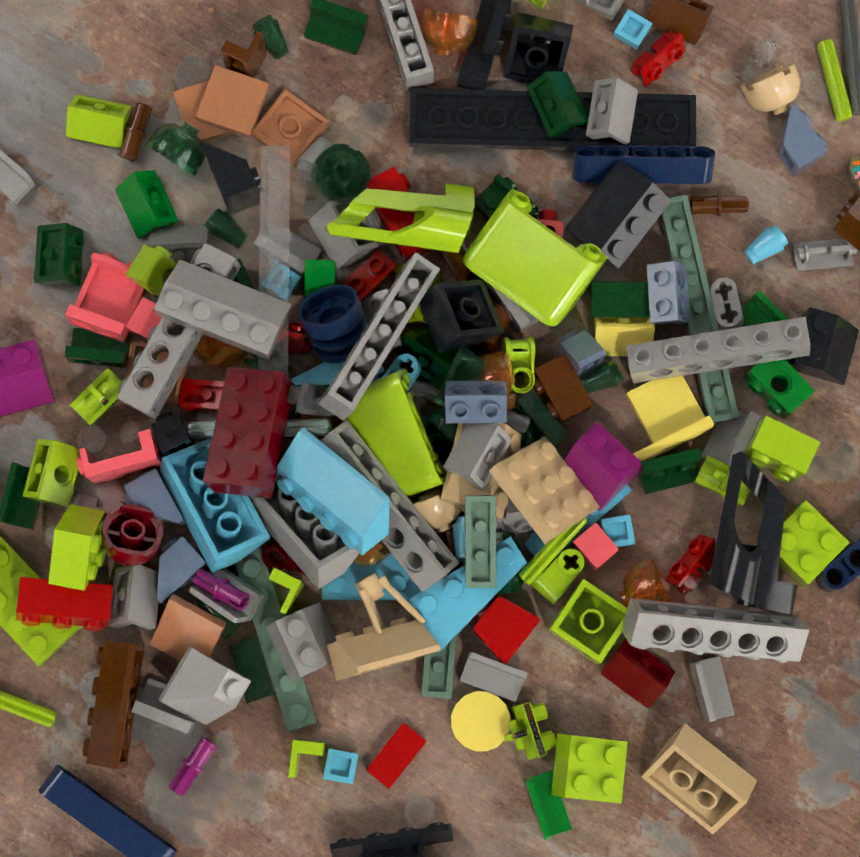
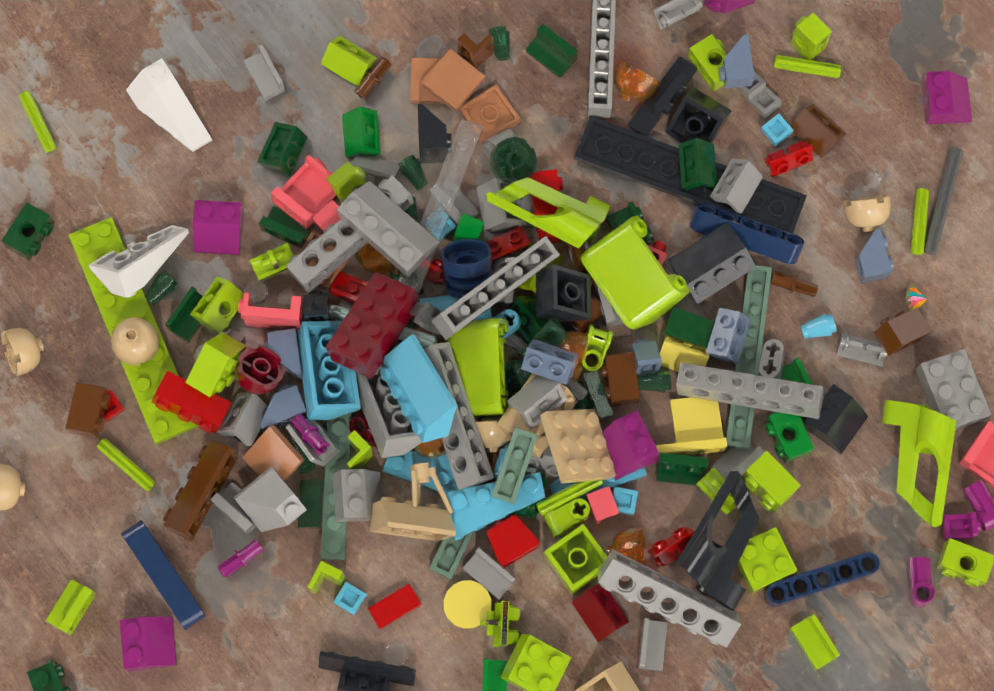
camera: 25 degrees right, 5 degrees down
(179, 146) = (401, 99): clear green cylinder -> none

